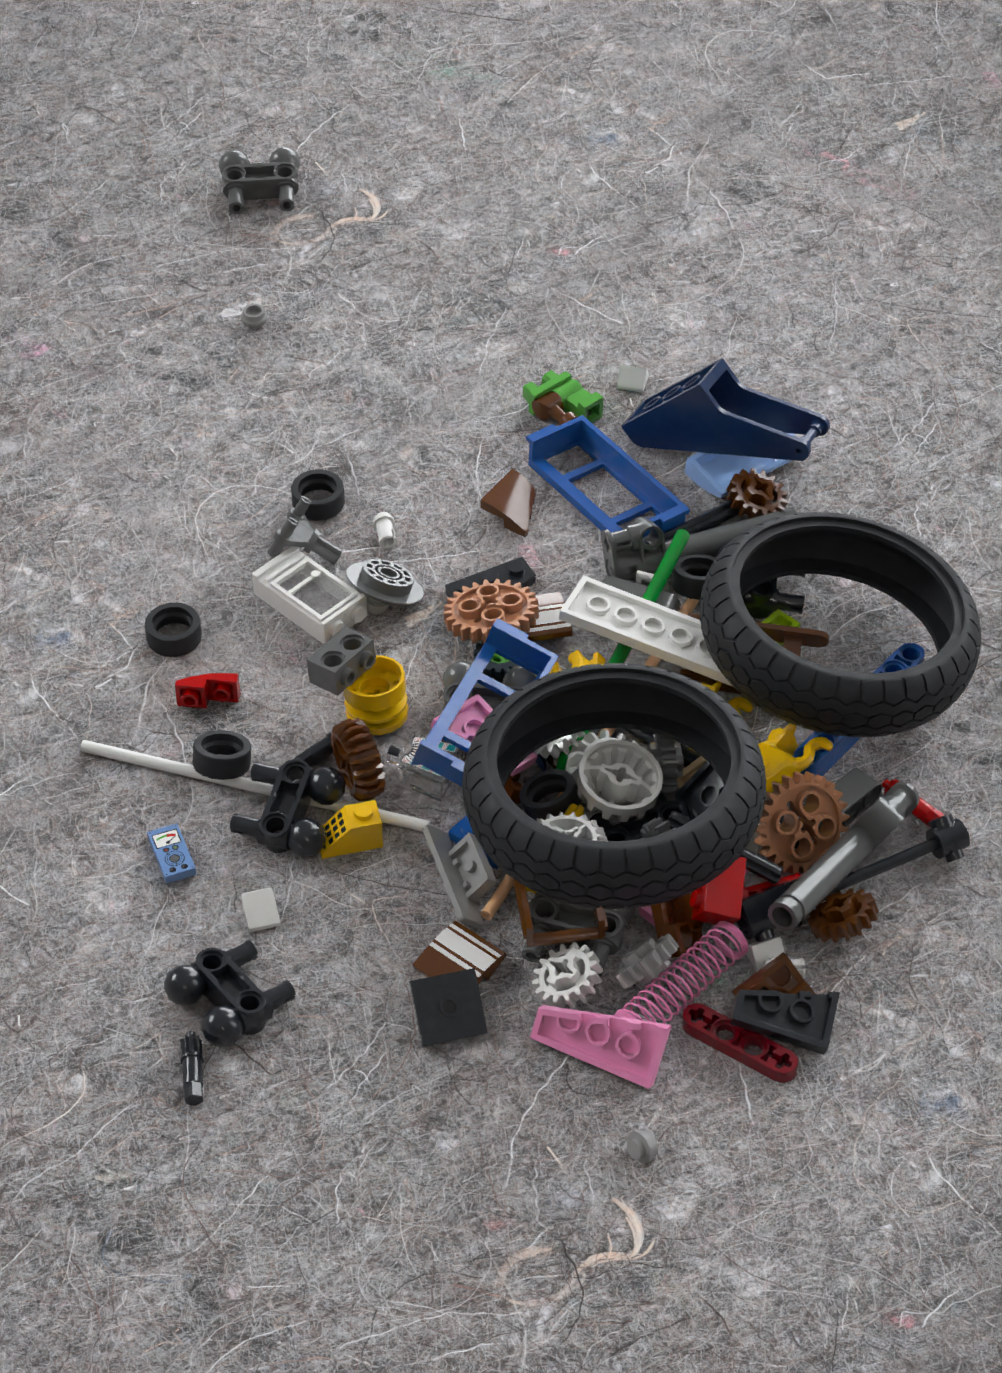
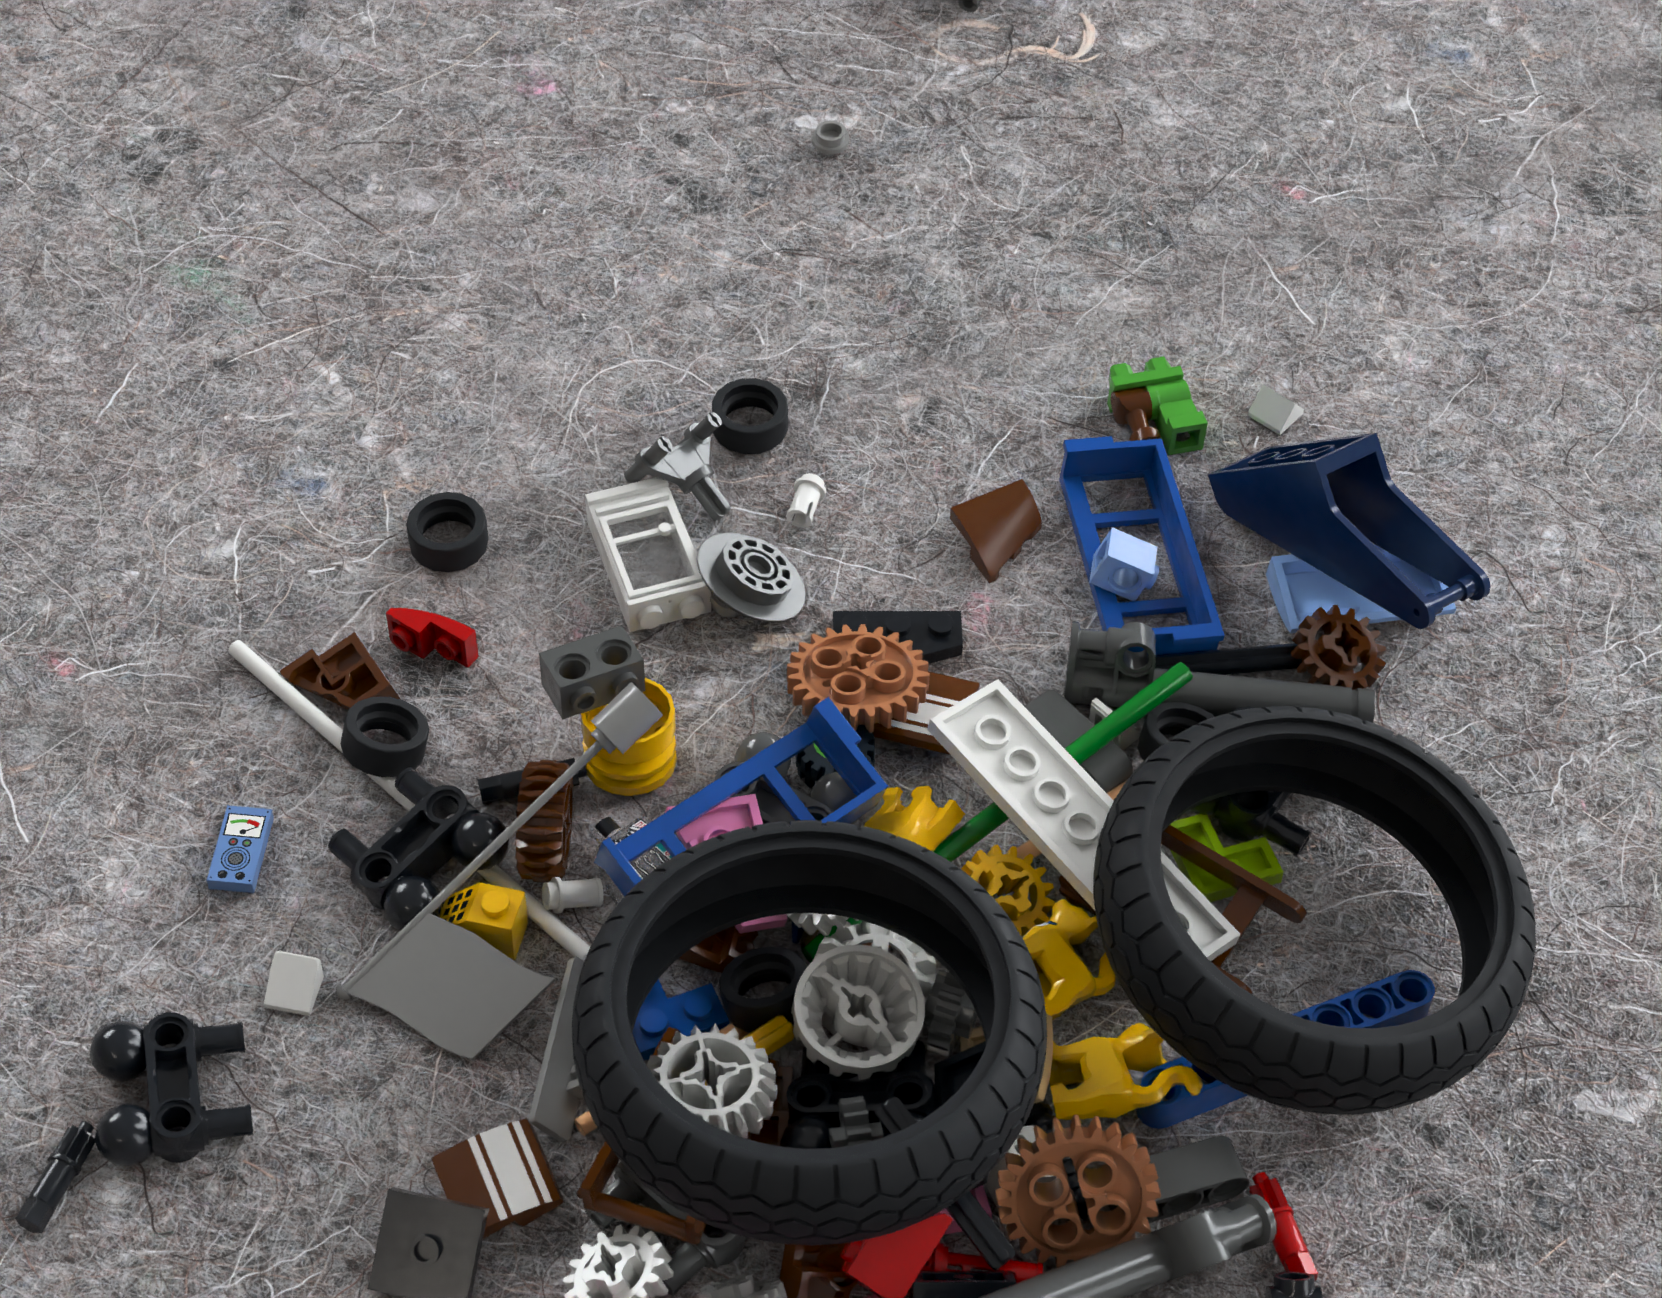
camera: 25 degrees right, 5 degrees up
(166, 733) = (340, 674): none -> reddish brown slope
(361, 867) = (451, 979): none -> light grey flag
(391, 798) = (572, 894): none -> white pin
(603, 494) = (1124, 565): none -> light blue brick

